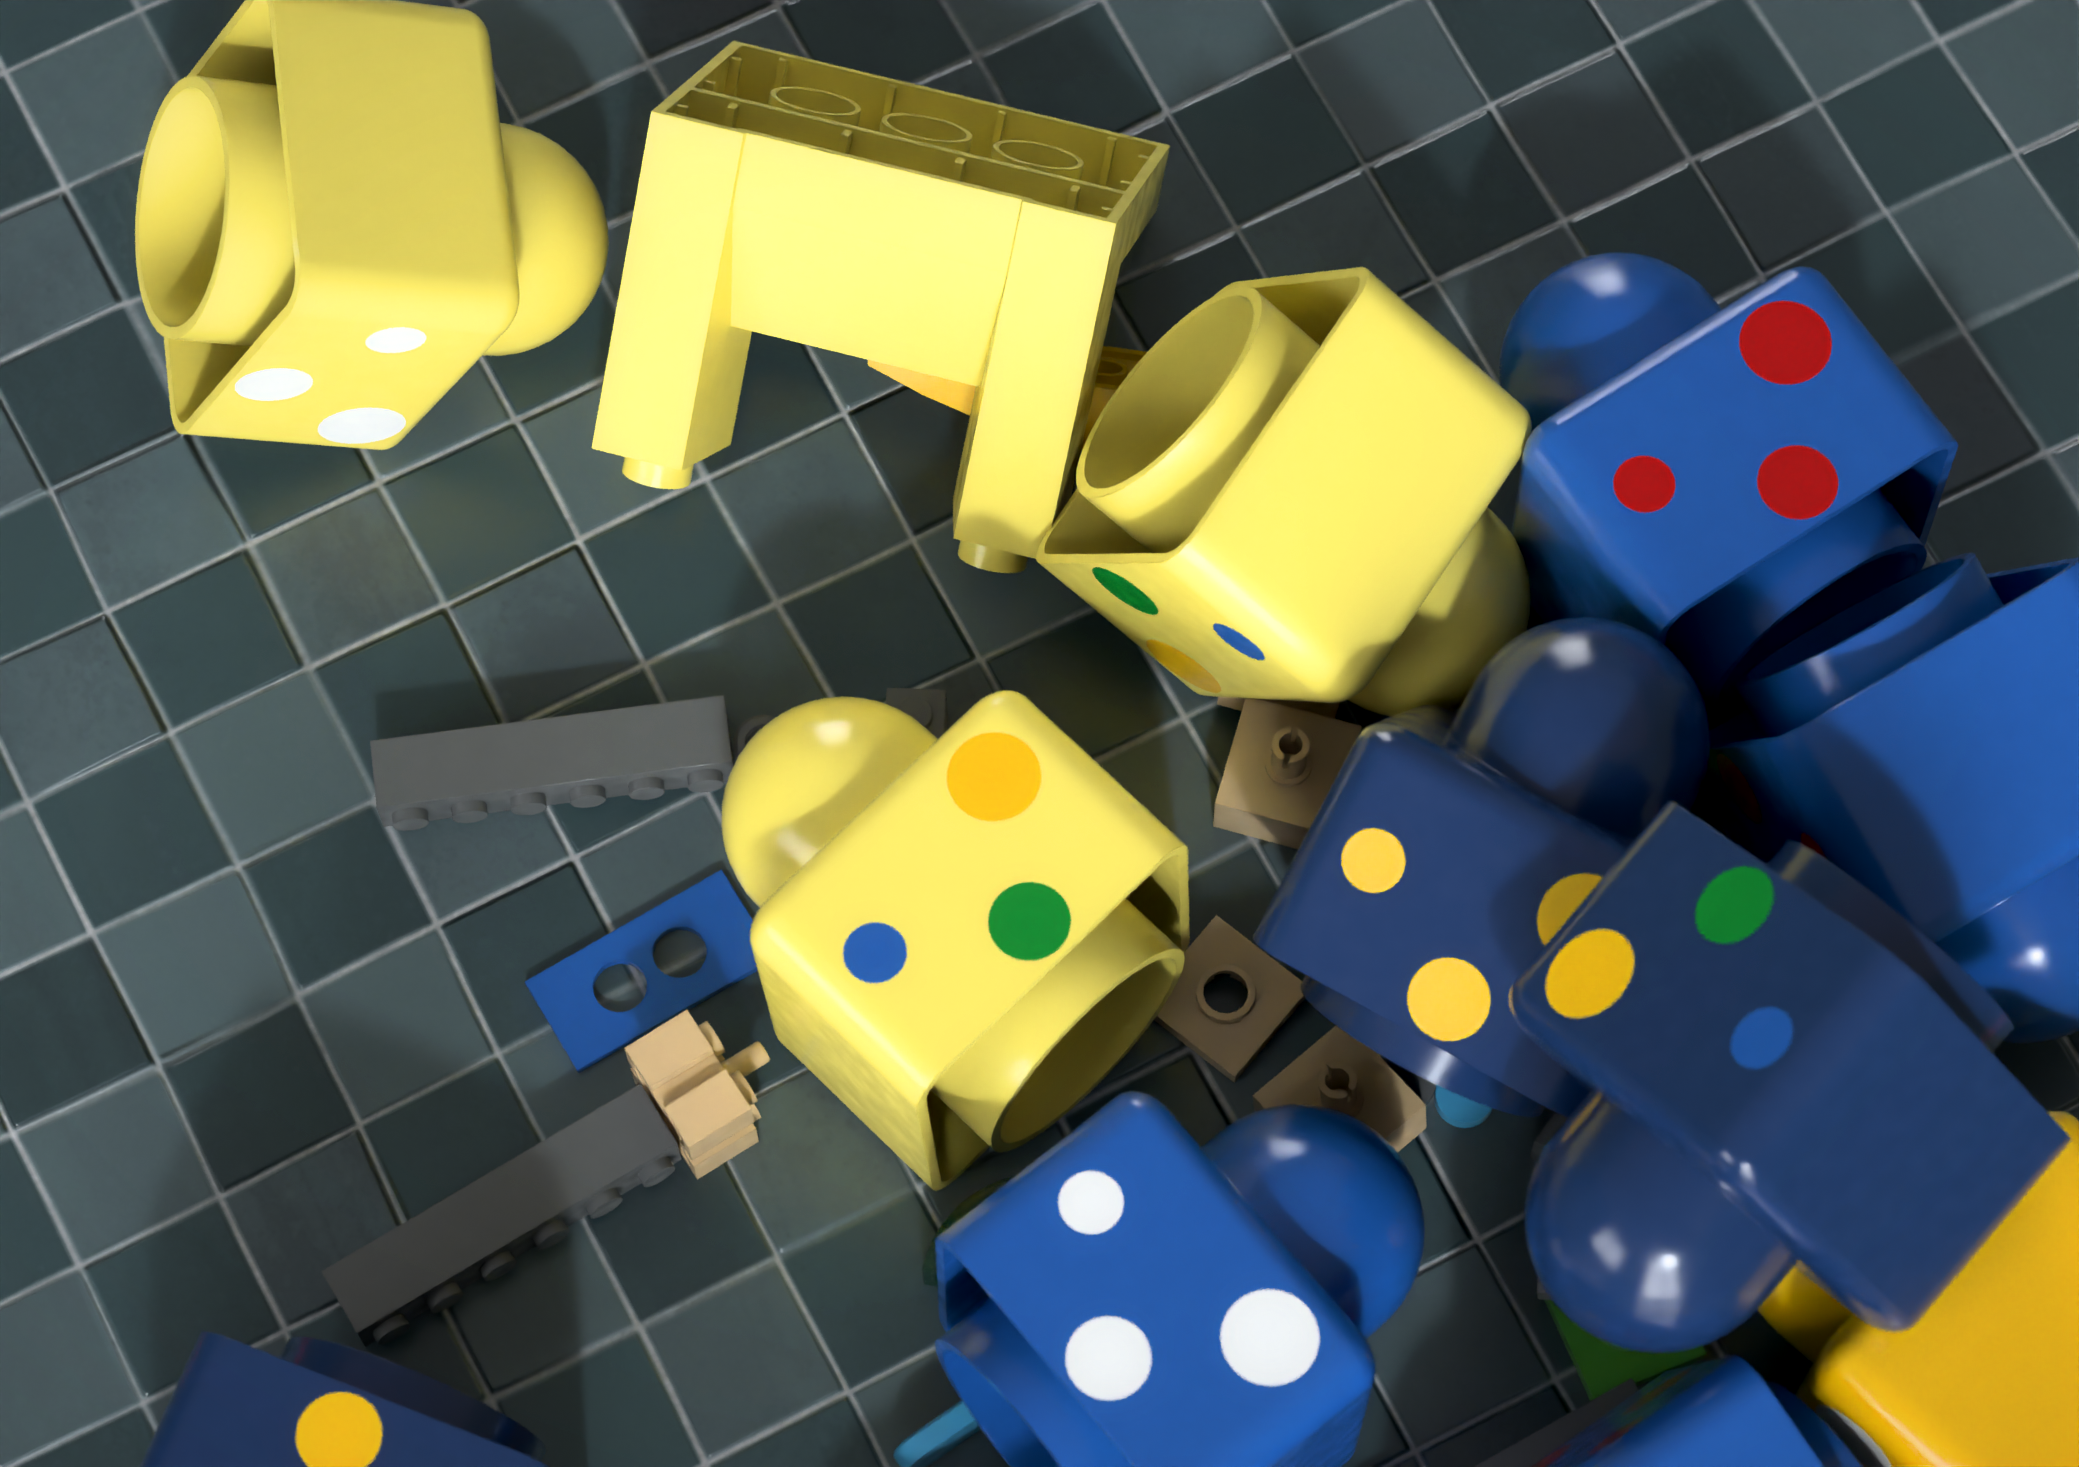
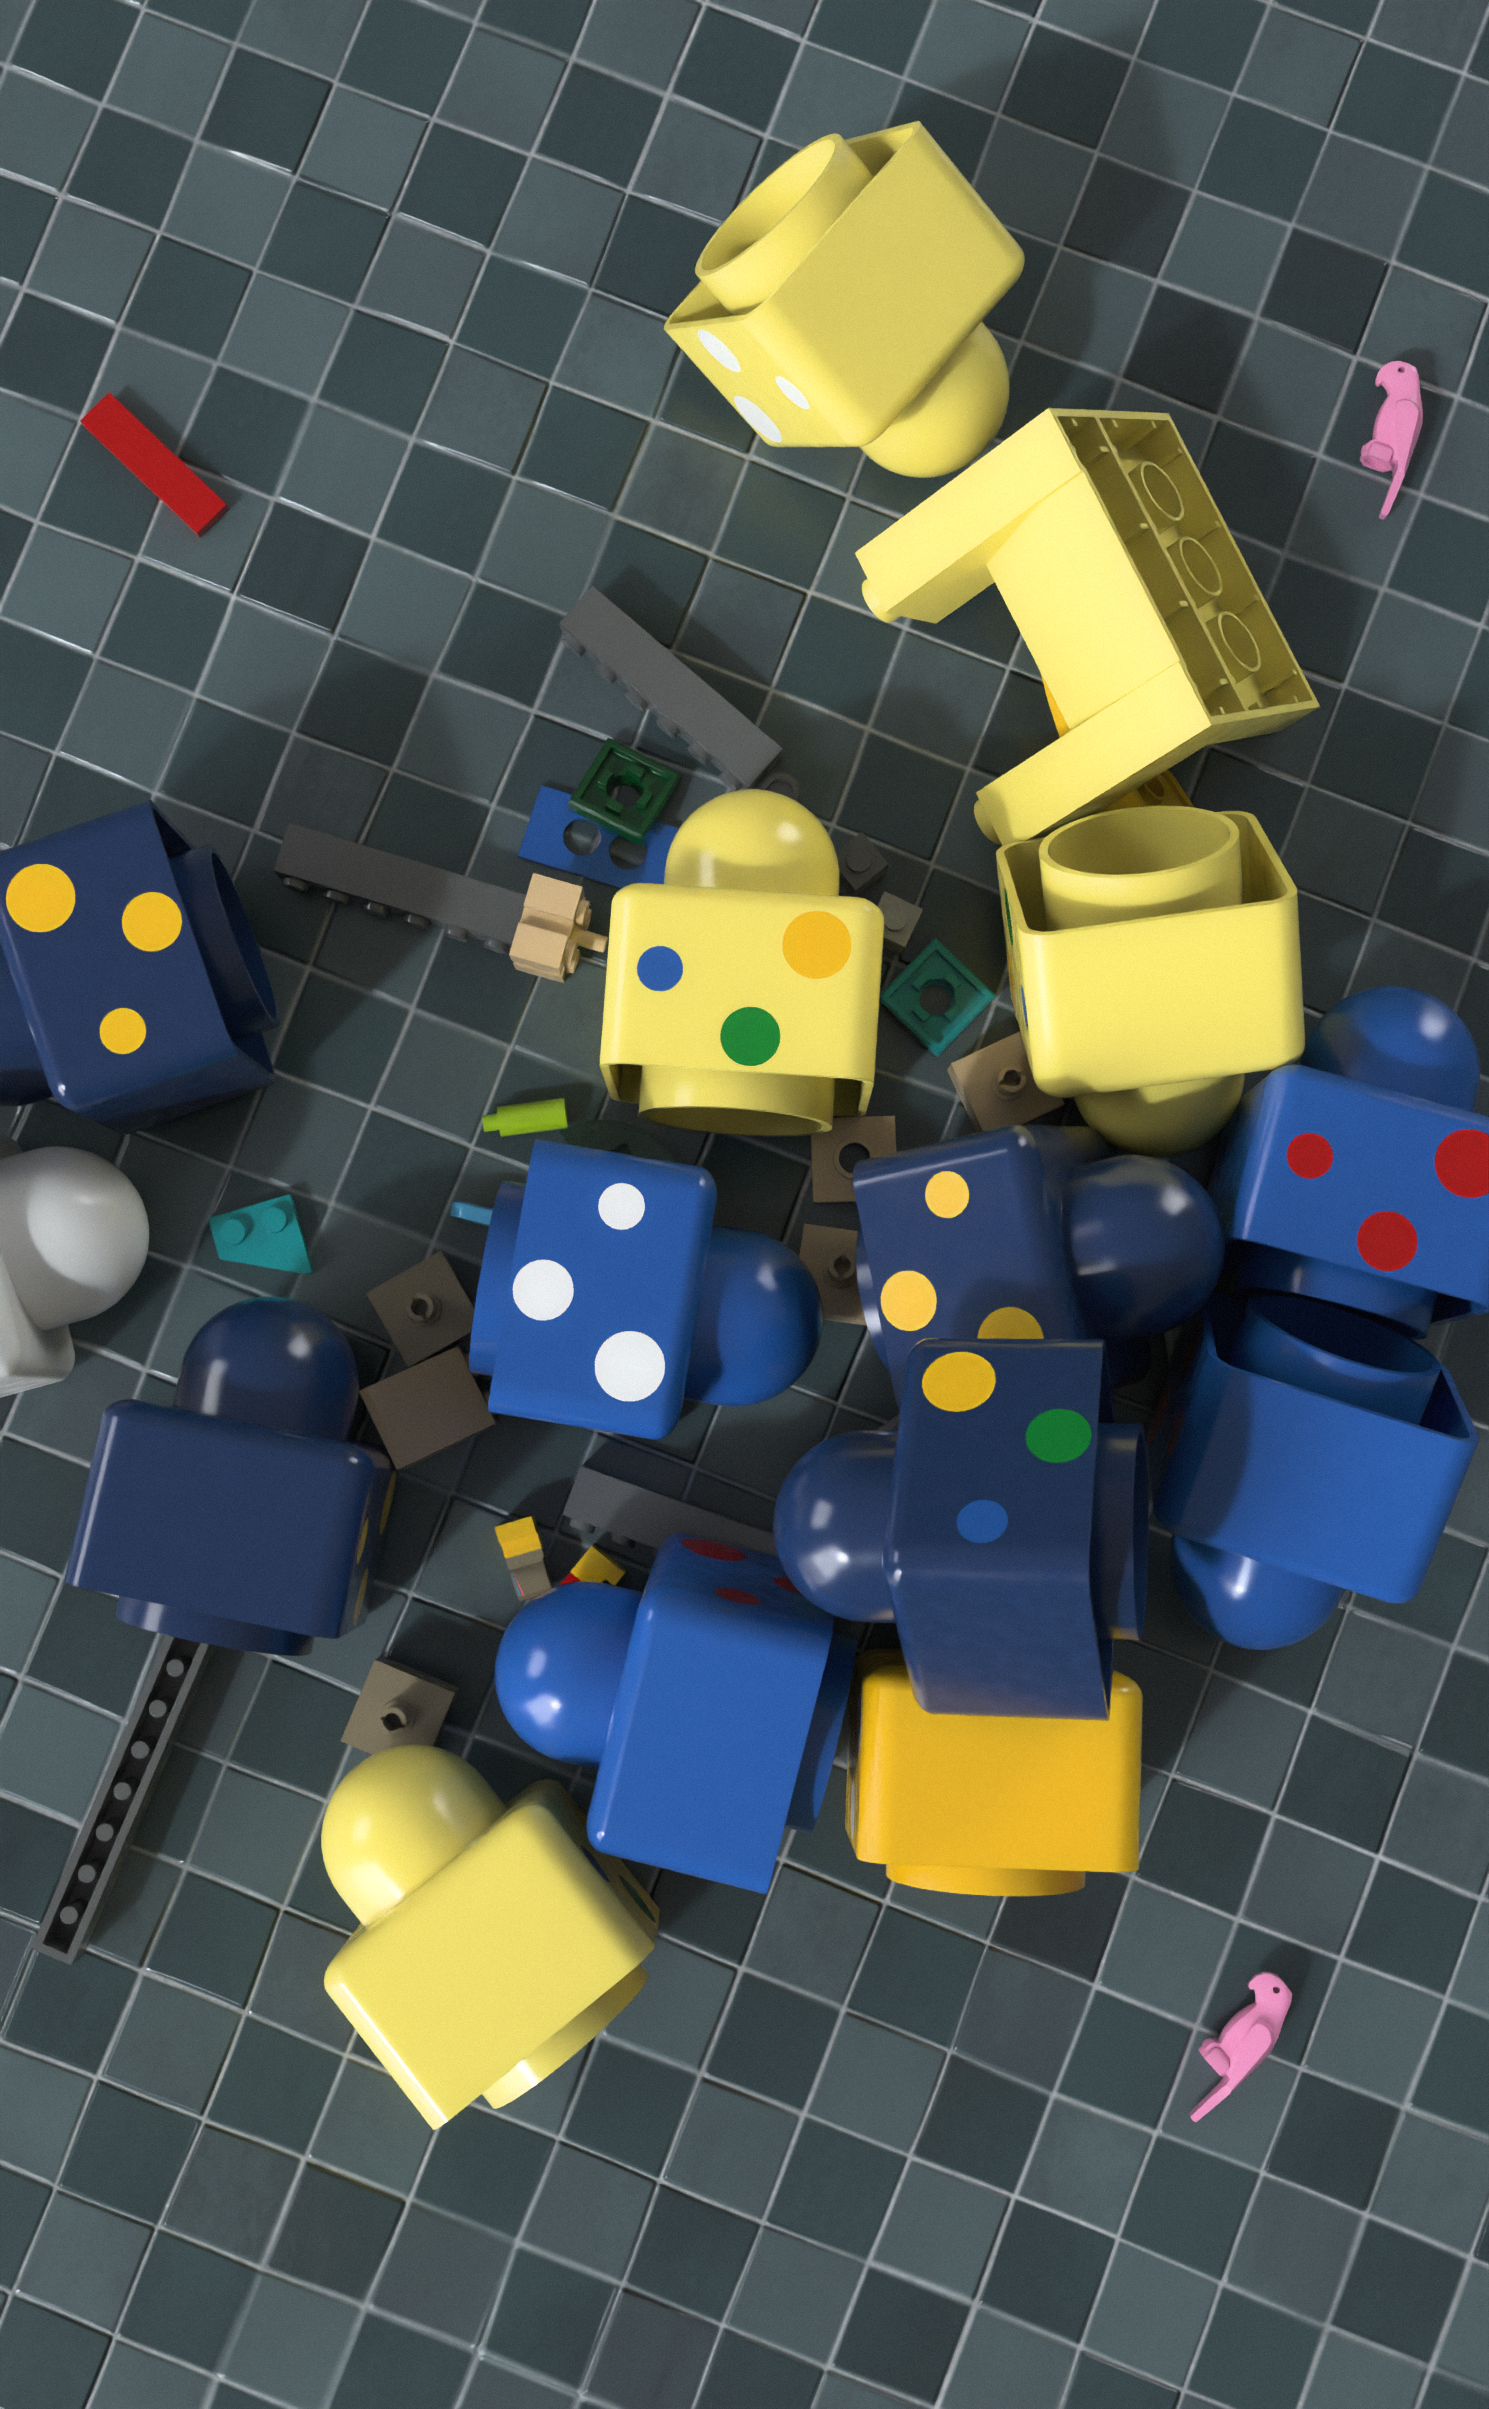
camera: 45 degrees right, 15 degrees up
(622, 864) = (621, 766): none -> dark green piece
(873, 1299) = (527, 1117): none -> lime cylinder
(1153, 737) = (941, 968): none -> teal piece

